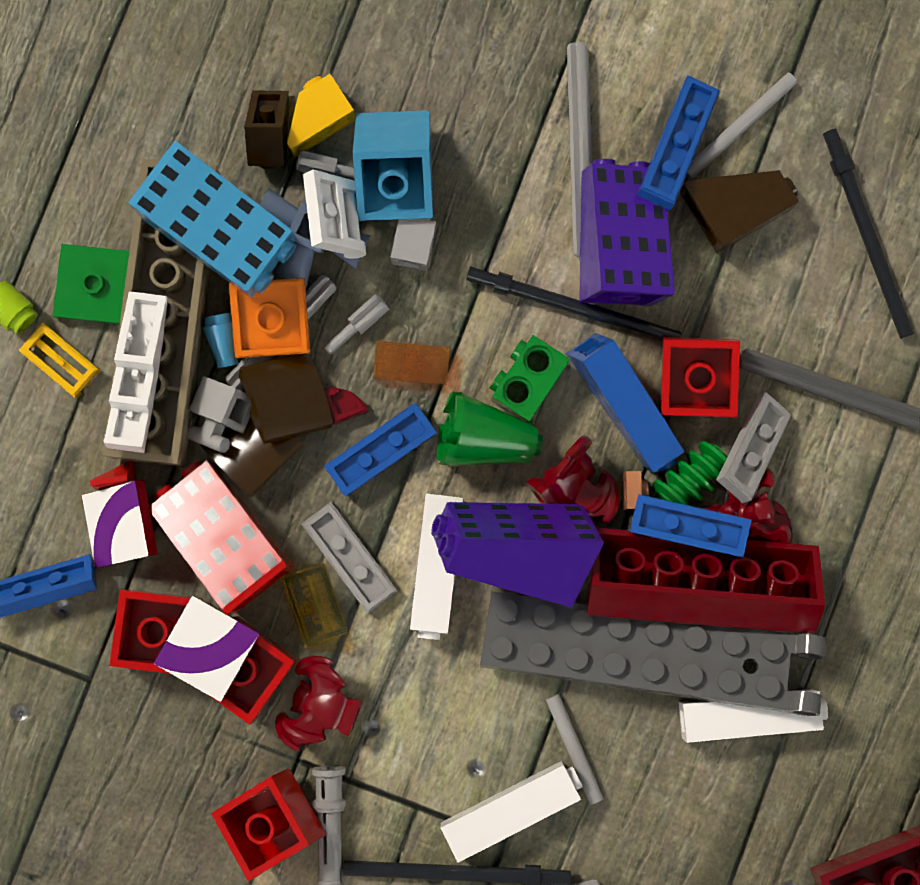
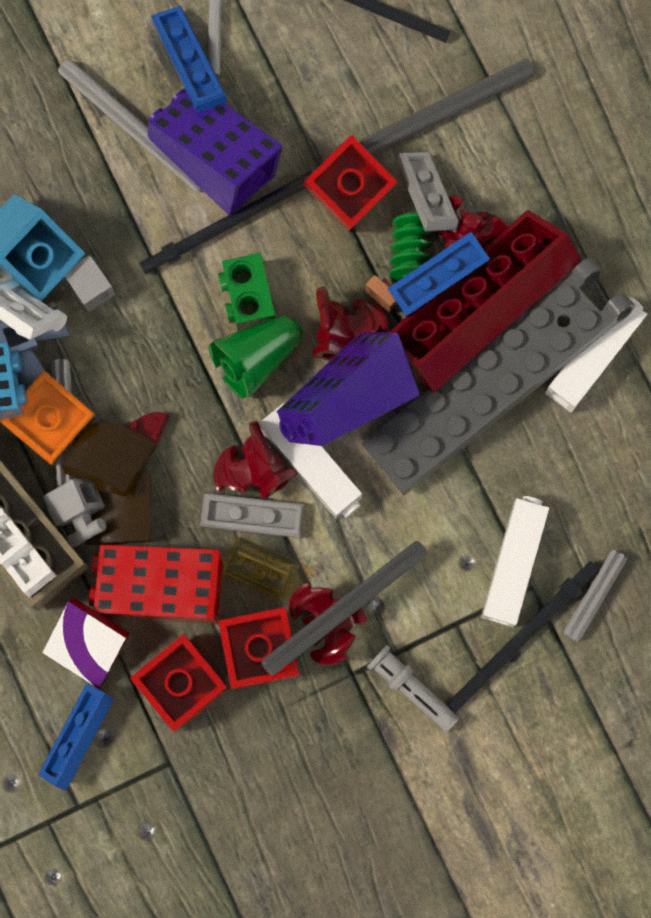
camera: 45 degrees left, 5 degrees down
(120, 475) = (51, 618): red slope -> none
(207, 648) = (223, 654): tile -> none
(219, 335) = (29, 464): dark azure cone -> none
(268, 824) = (375, 725): red brick -> none
(338, 710) = (344, 608): none -> dark grey axle
(359, 321) = (105, 366): light grey axle -> none
(380, 449) = (201, 429): blue plate -> none
(391, 526) = (259, 467): none -> dark red animal
(411, 363) = (164, 358): clear orange plate -> none
(574, 749) = (512, 485): light grey bar -> none
(626, 401) = (321, 244): blue slope -> none
(738, 204) = (263, 61): dark brown slope -> none

